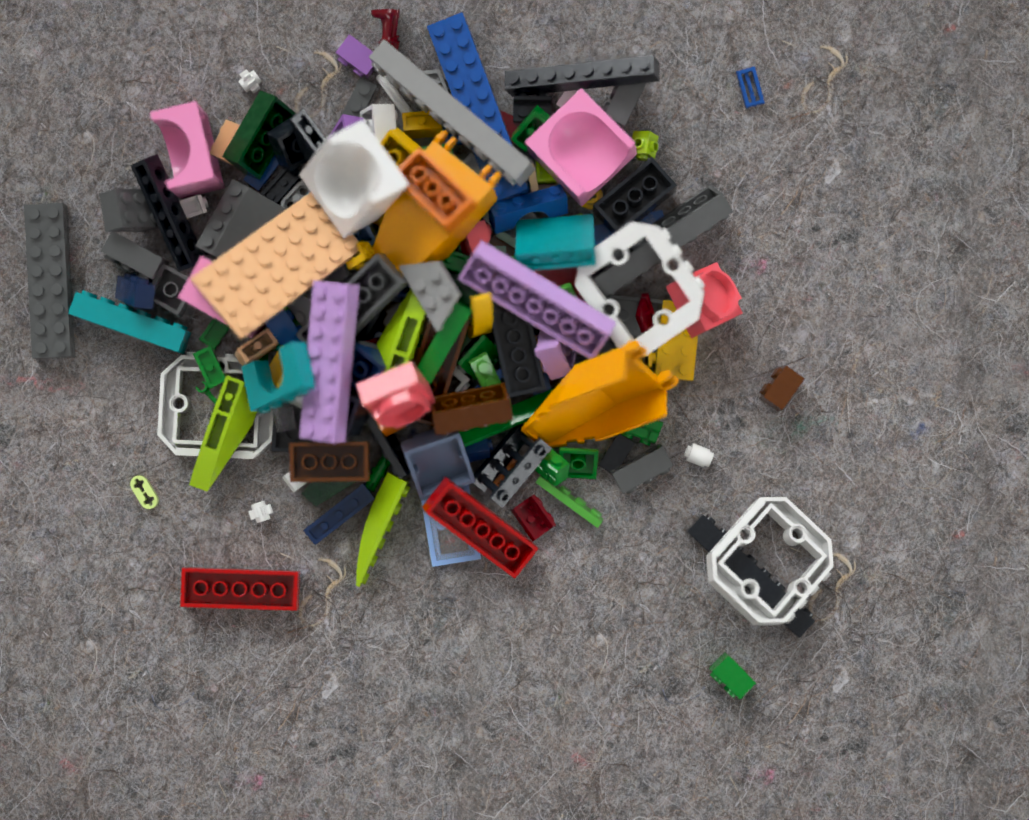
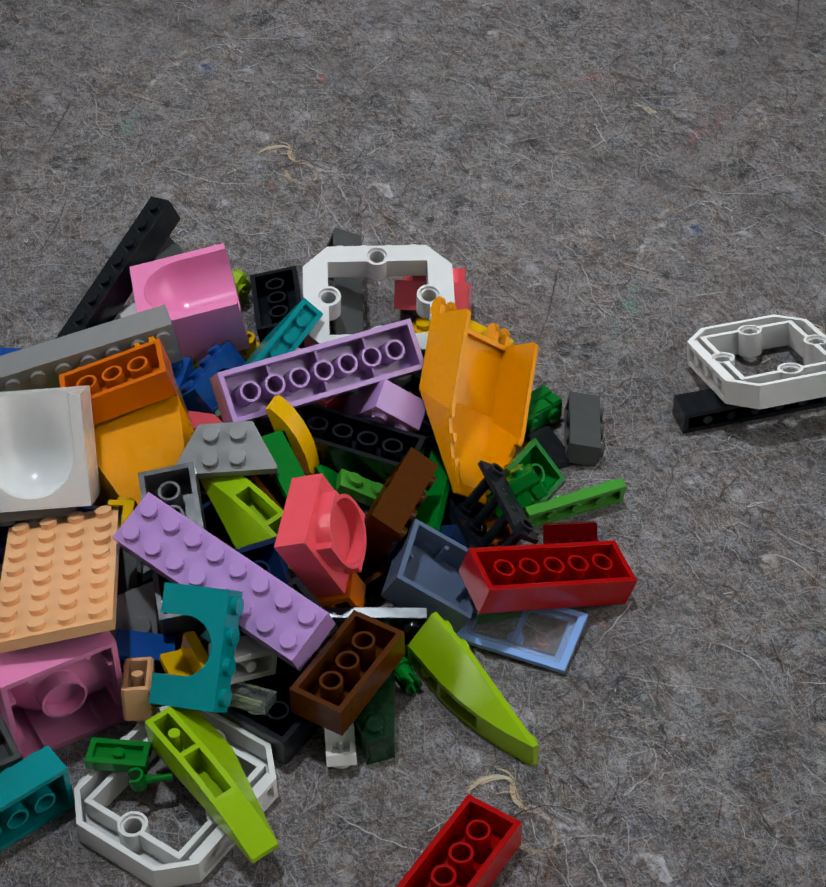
camera: 55 degrees left, 45 degrees down
(214, 333) = (75, 751): green tile -> none
(260, 511) = (354, 813): white gear -> none
(339, 514) = (423, 728): dark blue plate -> none
(698, 455) = (602, 381): white brick -> none
(743, 91) = (249, 205): blue tile -> none
(781, 388) = (576, 286): reddish brown brick -> none

